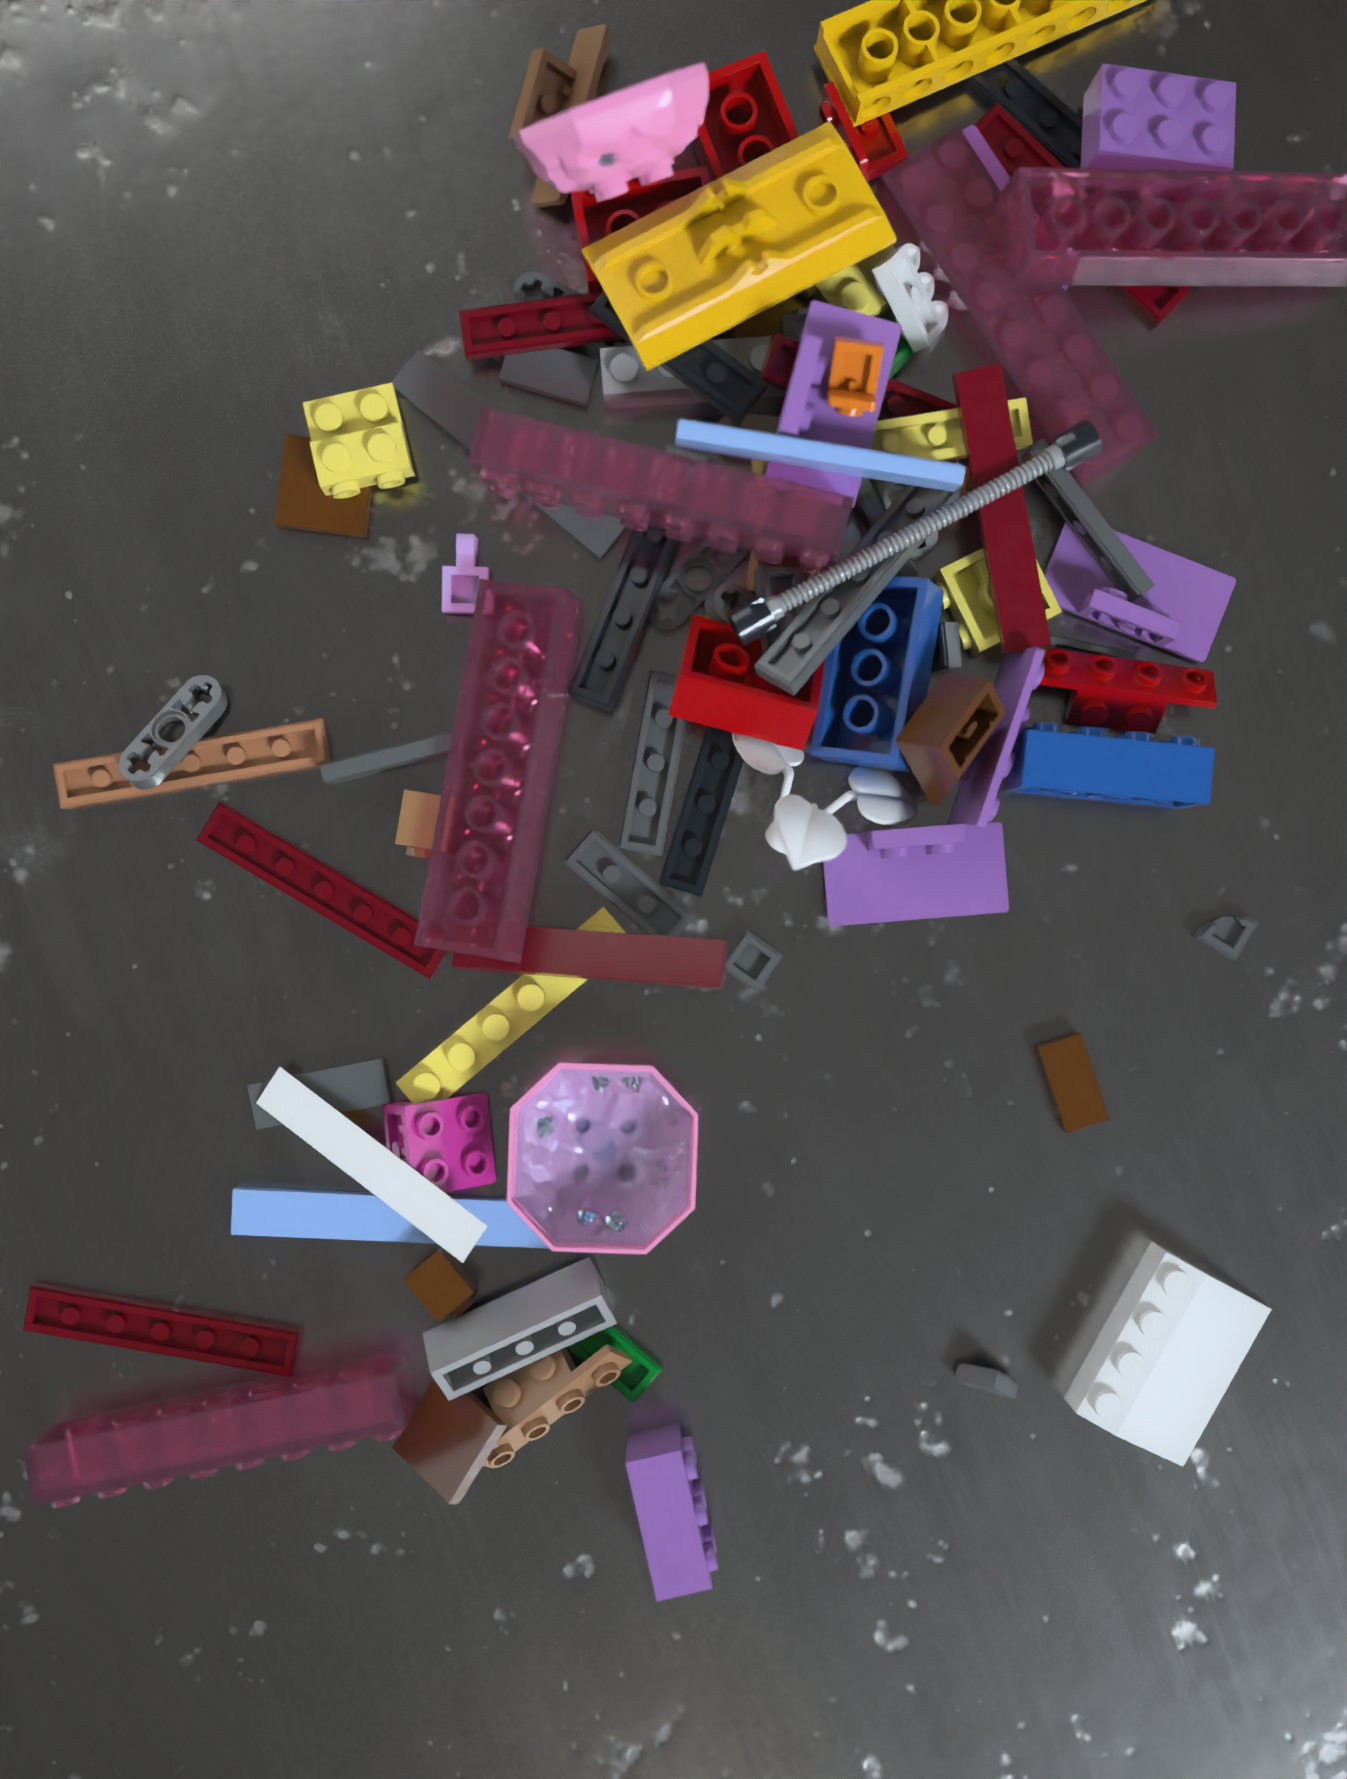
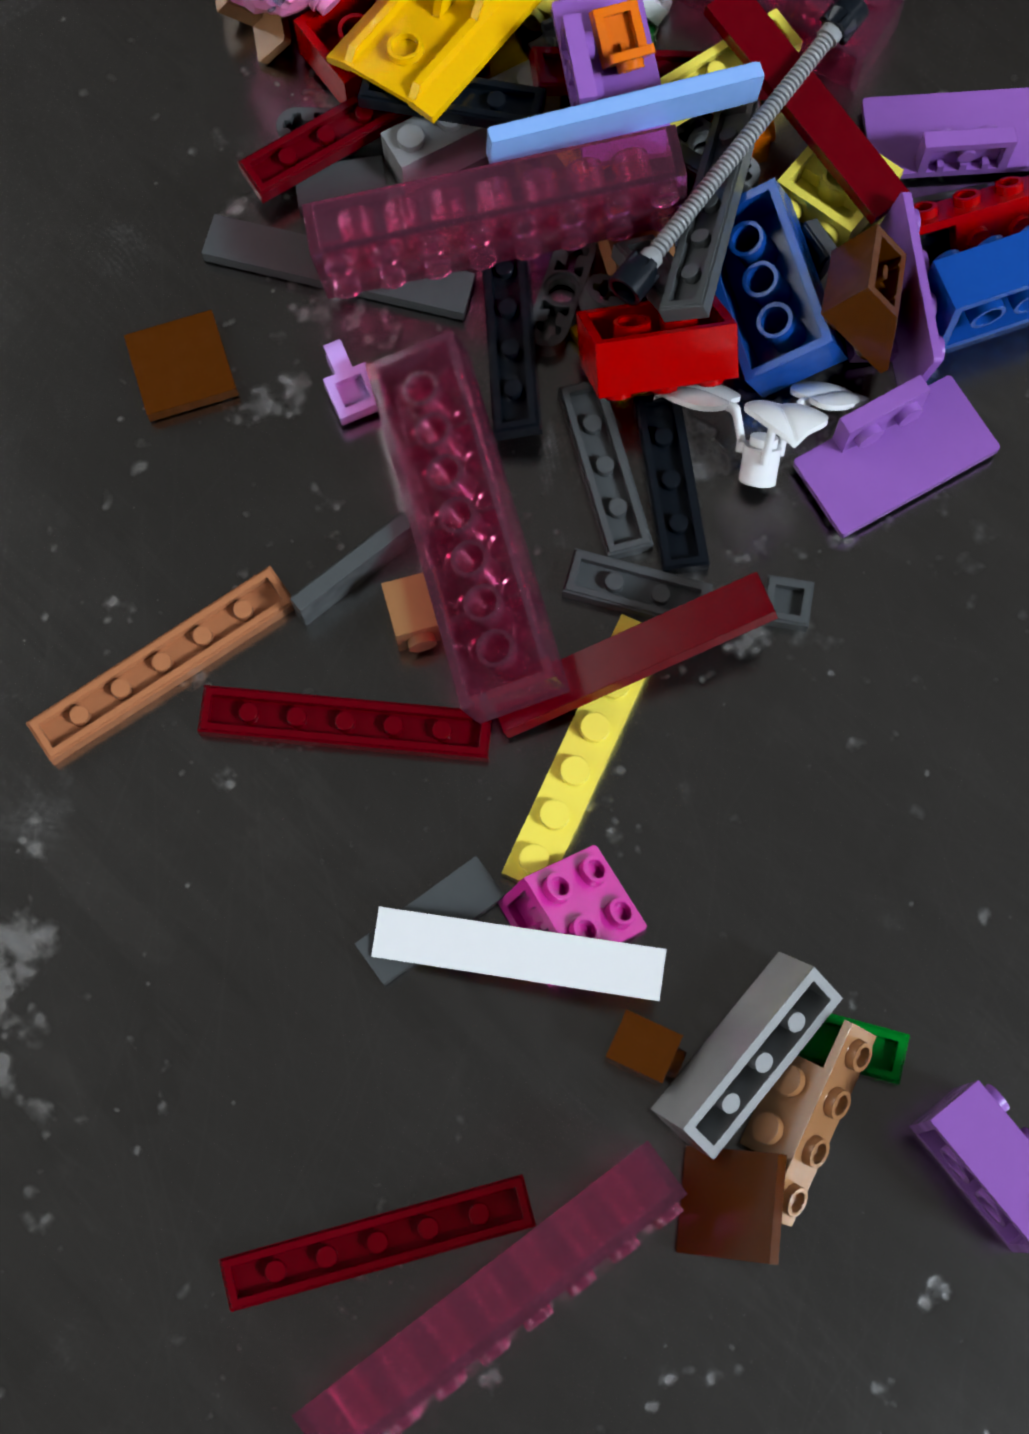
camera: 25 degrees left, 15 degrees down
(174, 751) = (138, 656): dark grey beam -> none
(358, 441) = (196, 308): light yellow plate -> none
(361, 1217) = (567, 1011): light blue tile -> none
(602, 1158) = (746, 829): clear light blue rock -> none
(1091, 528) = (889, 91): dark grey tile -> none

